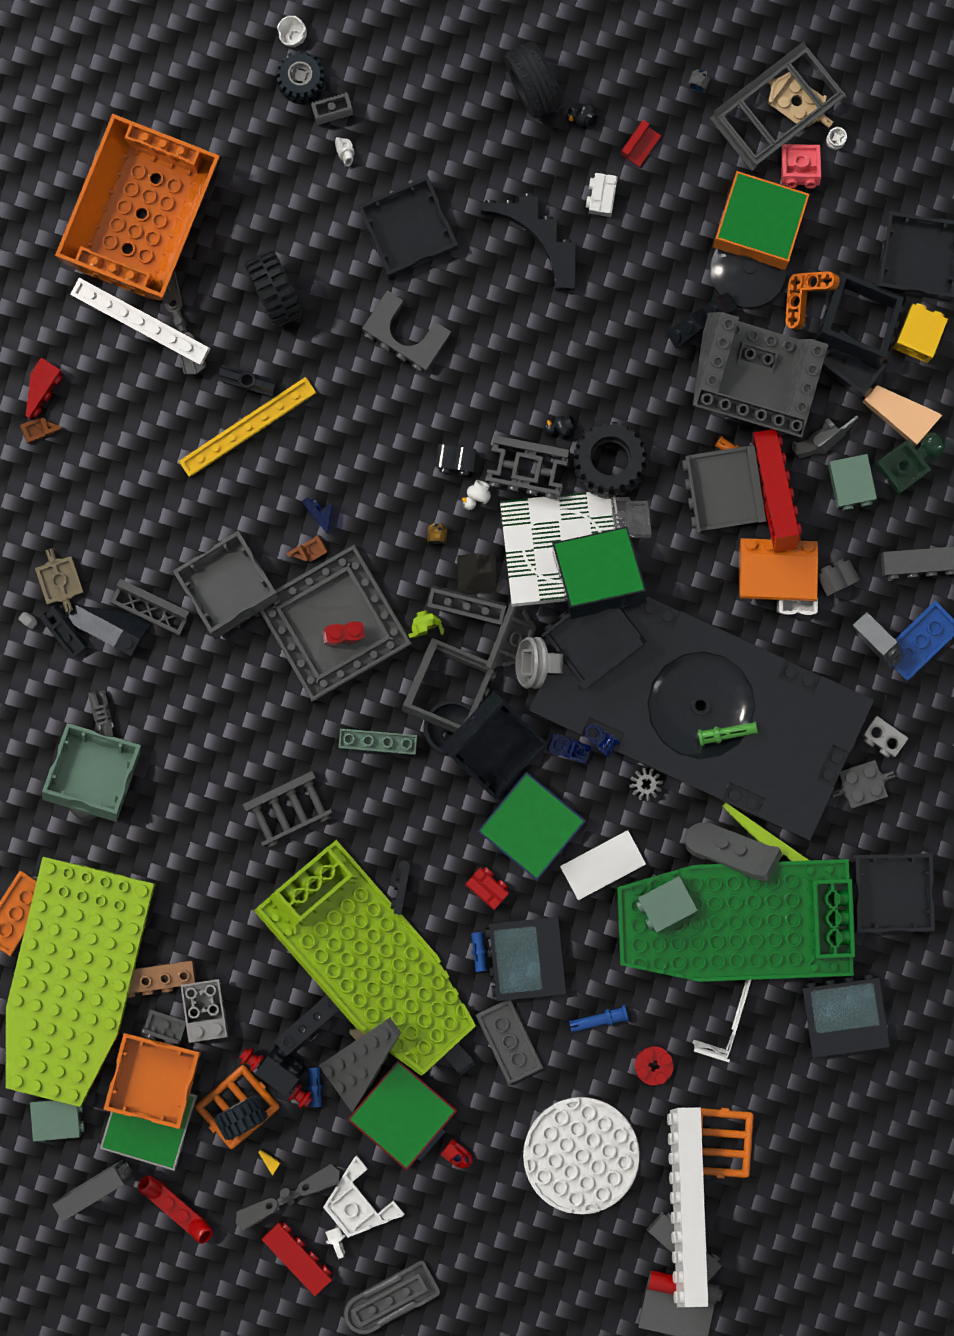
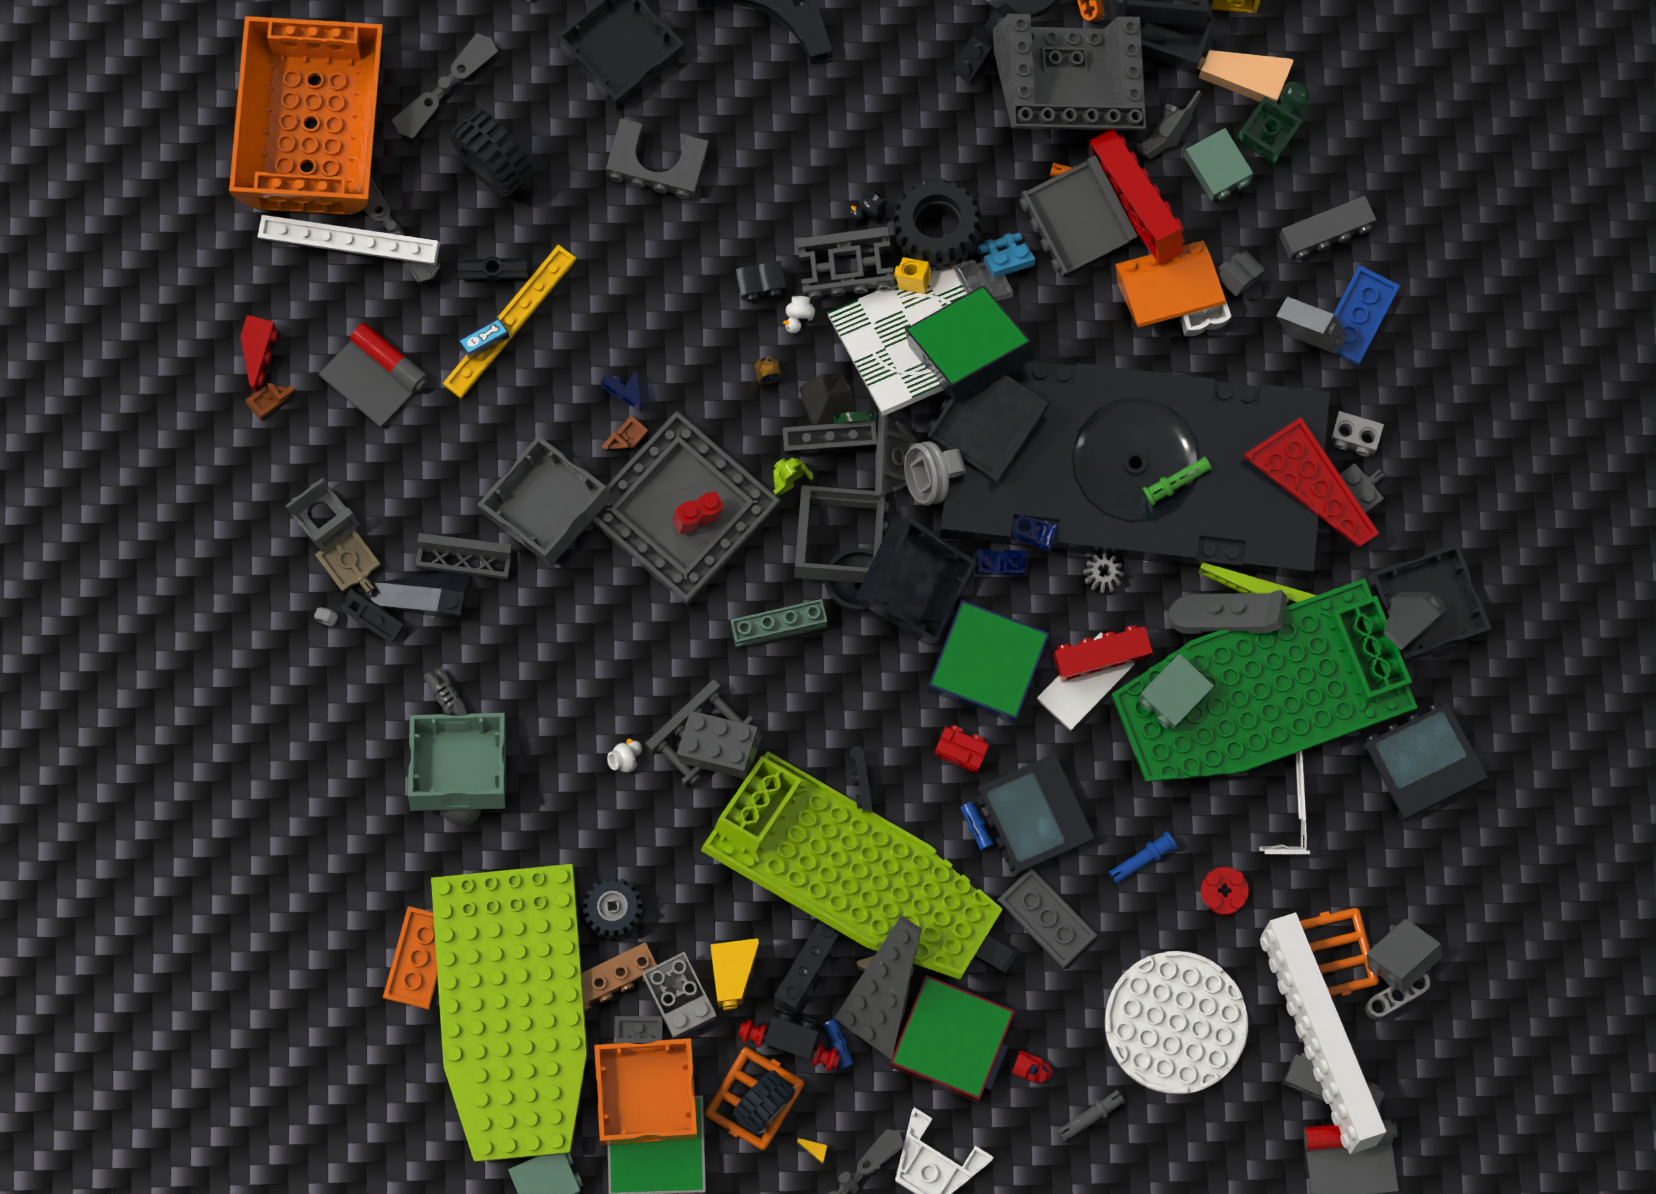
camera: 20 degrees left, 10 degrees down
(57, 554) = (332, 530): none -> dark grey panel
(126, 437) = (373, 375): none -> dark grey door
(176, 926) = (613, 909): none -> black wheel
(221, 435) = (484, 338): none -> slope
(223, 806) = (624, 755): none -> white animal
(250, 1006) = (732, 970): none -> yellow slope
(286, 200) = (416, 115): none -> dark grey piece
(297, 827) = (719, 745): none -> dark grey brick
(490, 1206) = (1091, 1115): none -> dark grey pin
(492, 597) = (851, 417): none -> dark green tile
(577, 502) = (913, 275): none -> yellow brick
(622, 850) = (1103, 653): none -> red brick
(657, 506) = (1007, 260): none -> dark azure plate
(767, 1196) = (1389, 1004): none -> light grey beam
(773, 1165) = (1404, 955): none -> dark grey brick
(830, 758) = (1306, 472): none -> red wing
(873, 902) = (1411, 616): none -> dark grey wedge

